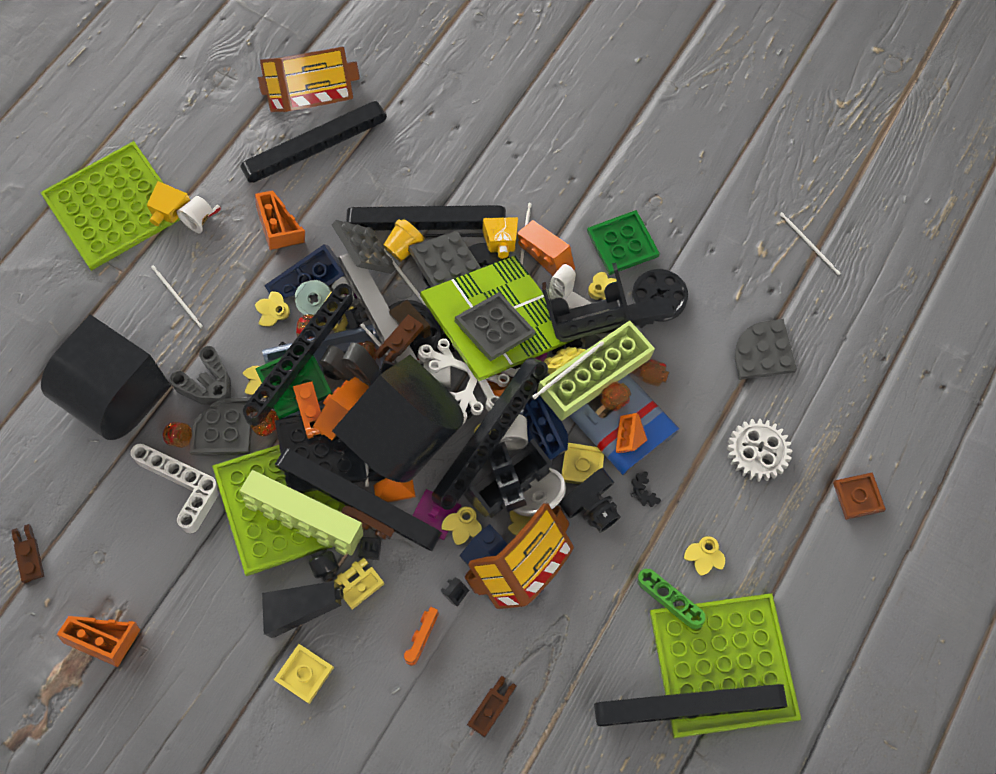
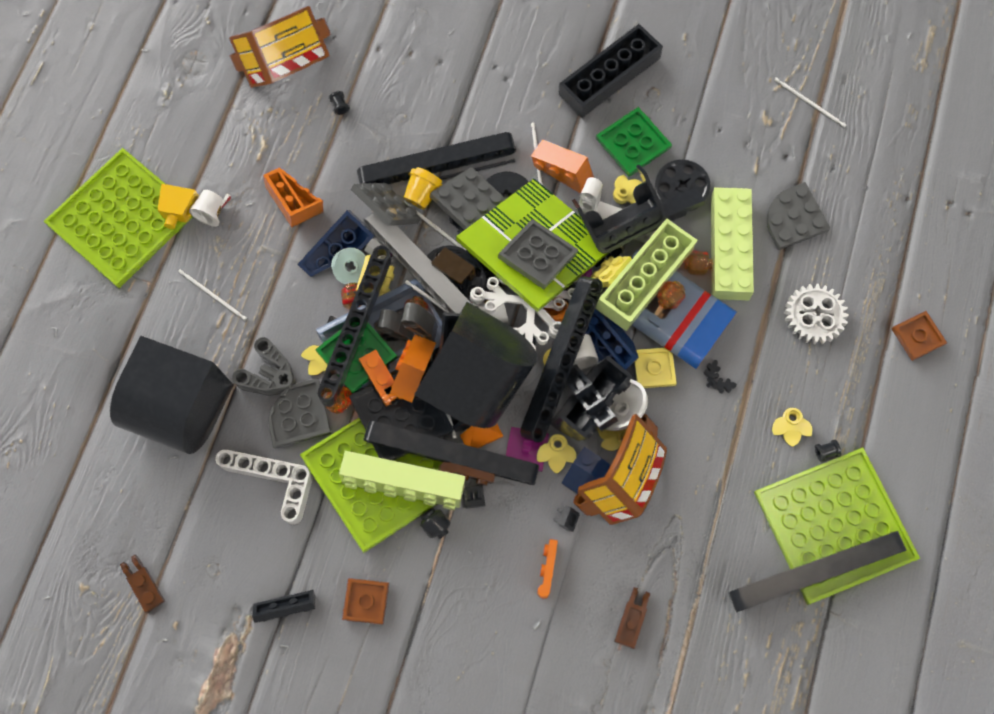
camera: 10 degrees left, 5 degrees up
(99, 638) = (239, 648): orange wedge -> none
(154, 608) = (283, 606): none -> black plate
(177, 434) = (256, 432): clear orange head -> none
(234, 624) = (365, 601): none -> dark orange plate
(269, 309) = (309, 286): light yellow plate -> none
(295, 606) = (420, 570): black slope -> none
(304, 673) = (446, 632): light yellow plate -> none
(313, 141) = (302, 109): black beam -> none
(348, 140) = (339, 103): none -> black bush
(353, 317) = (396, 276): black tile -> none
(361, 587) = (476, 537): light yellow plate -> none
(400, 339) = (450, 287): reddish brown hinge -> none
(500, 235) = (515, 161): yellow torso -> none
(568, 370) = (622, 280): white piece -> none
(588, 496) = (669, 397): black beam -> none
(618, 169) = (610, 70): none -> black brick
(630, 433) = (694, 328): orange slope -> none
(674, 595) = (773, 472): bright green beam -> none
(692, 362) = (732, 244): none -> yellowish green brick
(735, 587) = (828, 450): none -> black bush

